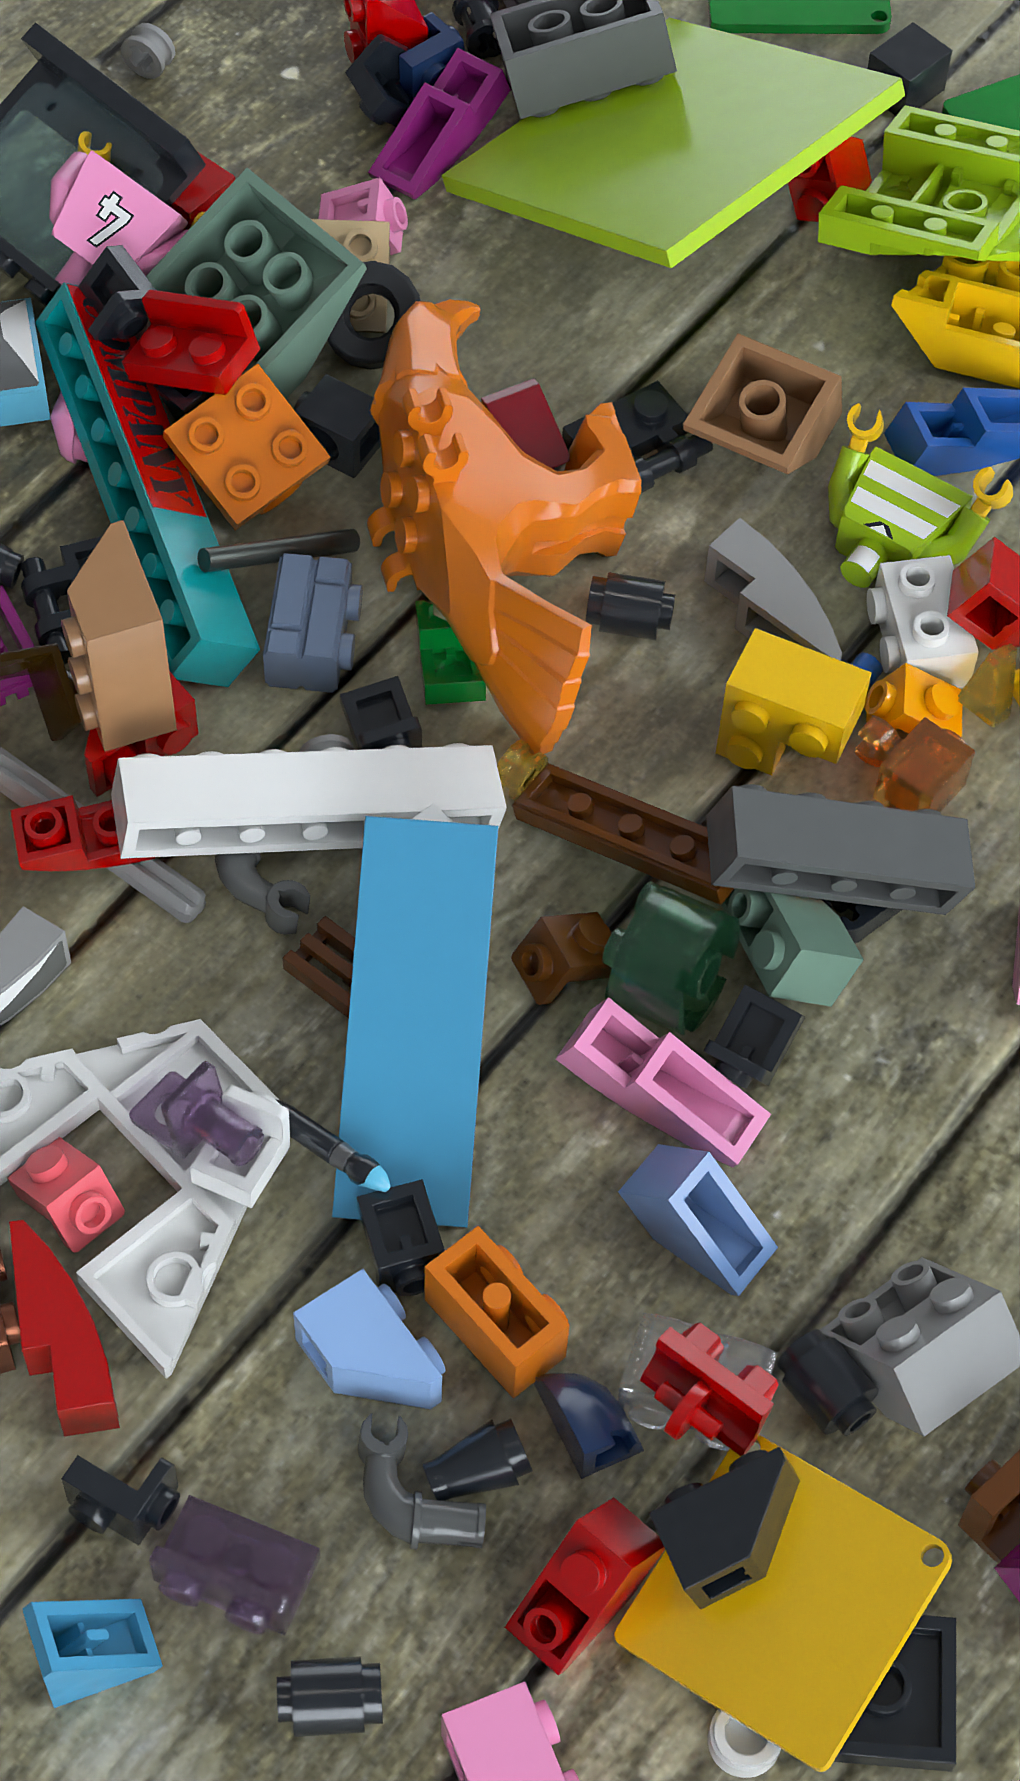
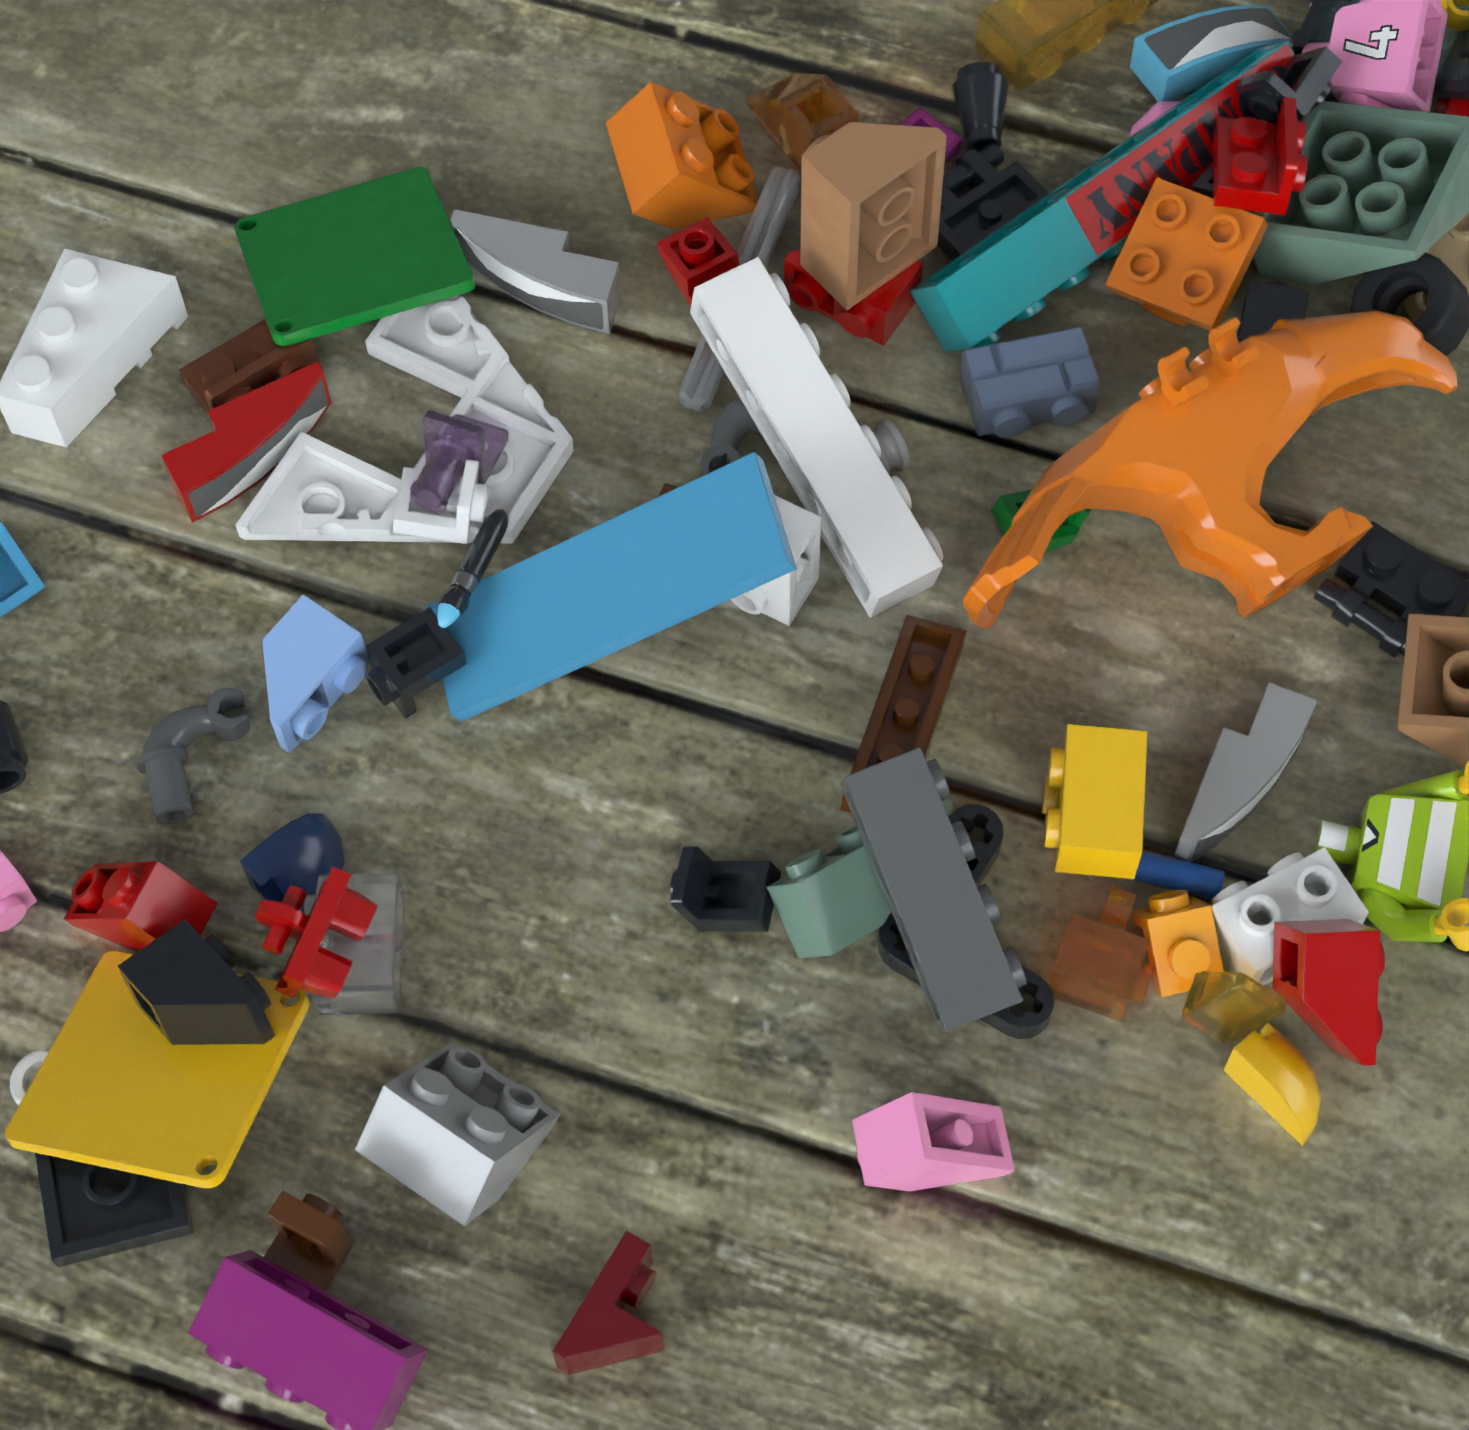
camera: 75 degrees right, 5 degrees up
(68, 1192) = (375, 401): coral bracket -> none
(105, 1501) = (108, 535): black bracket -> none
(234, 1566) = (84, 641): clear purple bracket -> none
(270, 550) = (1093, 328): pearl dark grey bar -> none
(381, 716) = (945, 477): black bracket -> none
(479, 1463) = (231, 796): black cone -> none
(496, 1311) = (362, 754): orange brick -> none
(519, 768) = (941, 603): clear yellow bush -> none
(529, 422) = (1309, 473): dark red slope -> none
(561, 952) = (763, 710): reddish brown bracket -> none
(629, 605) = (1178, 642): black brick -> none
(663, 1083) = (651, 832): bright pink slope -> none
(670, 958) = (771, 788): clear green brick -> none
(699, 1216) = (520, 899): medium blue slope -> none
(828, 1383) = (387, 1050): black brick -> none

